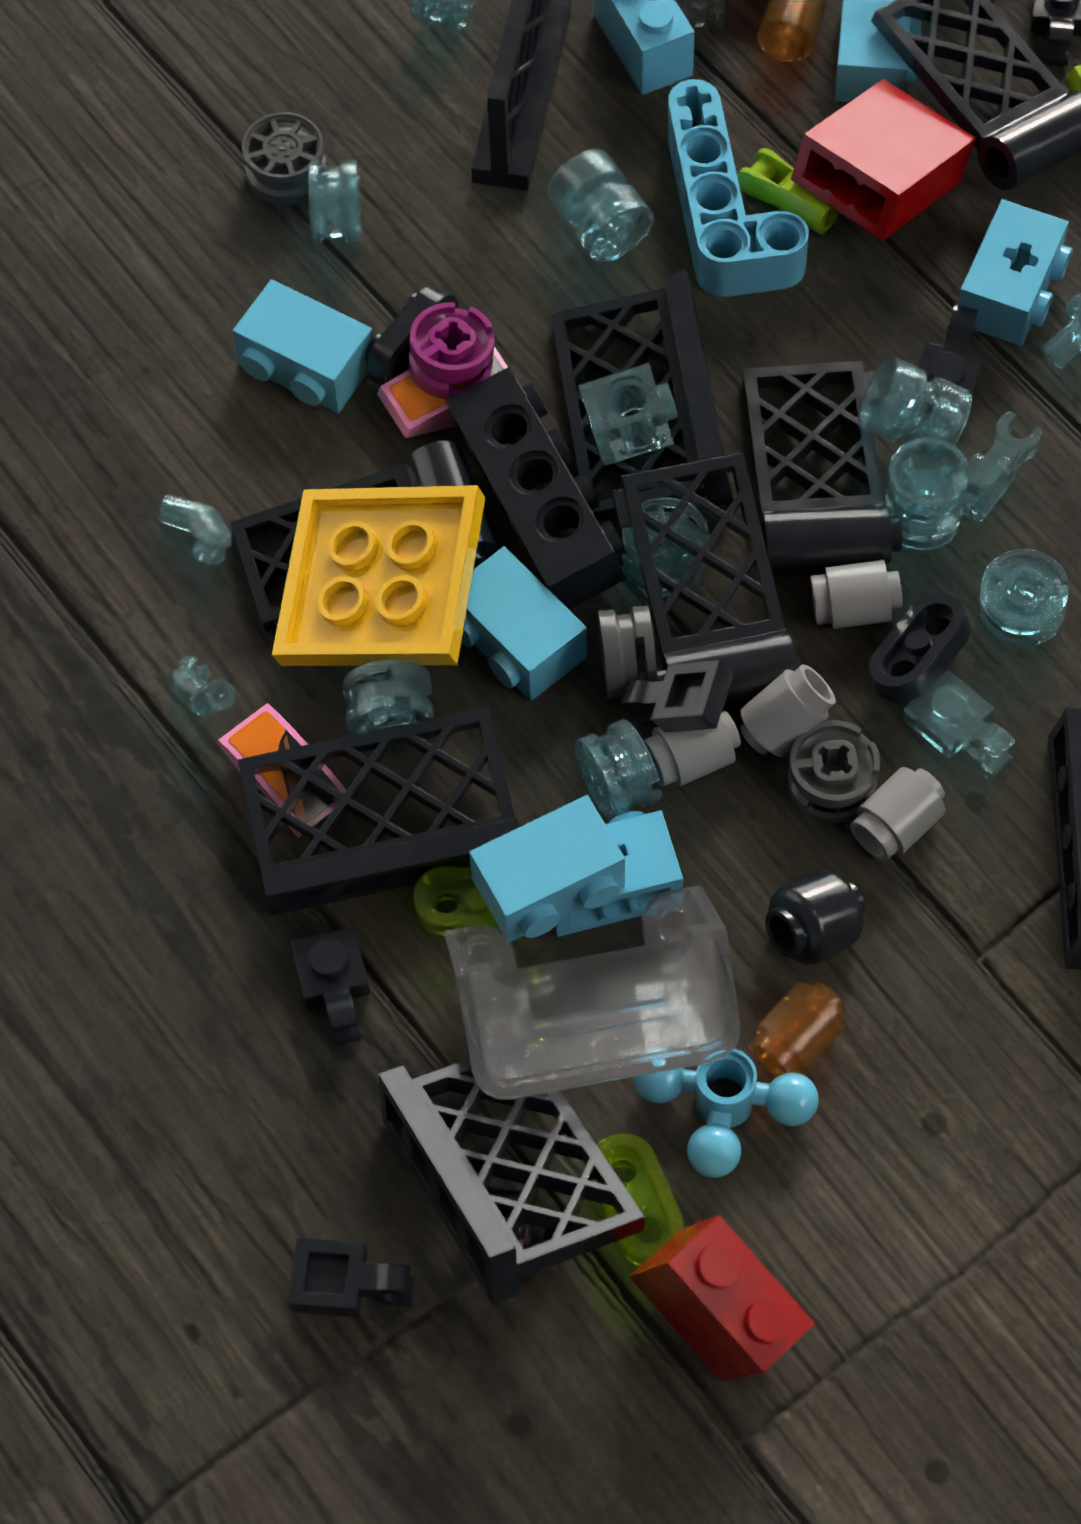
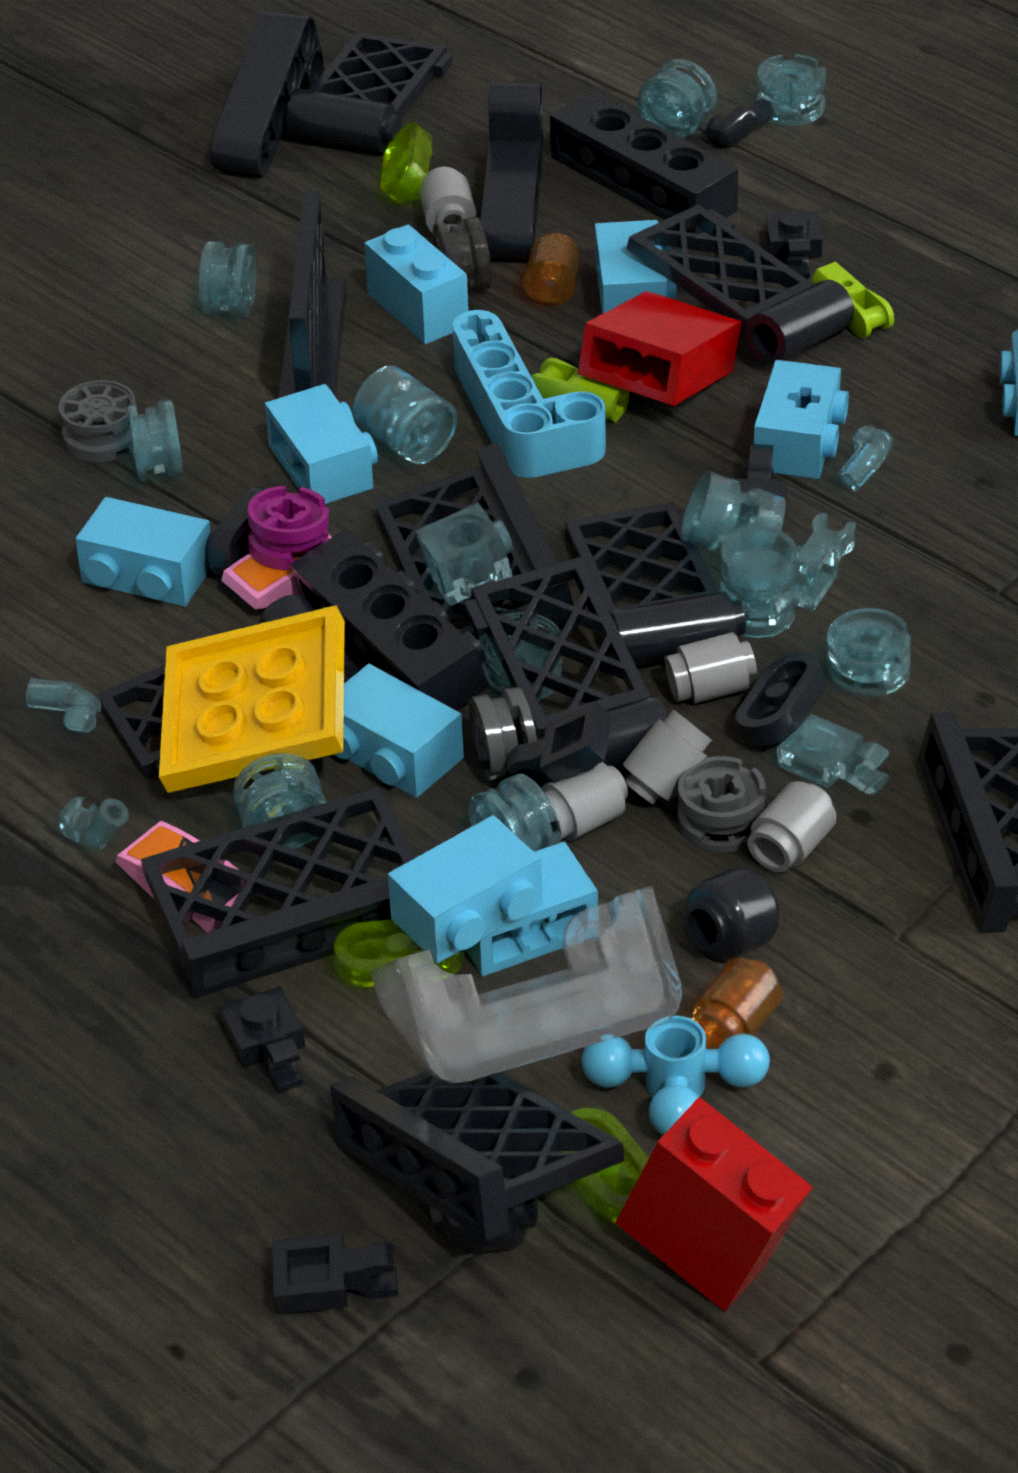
camera: 10 degrees left, 20 degrees down
(507, 229) = (320, 443): none -> medium azure brick

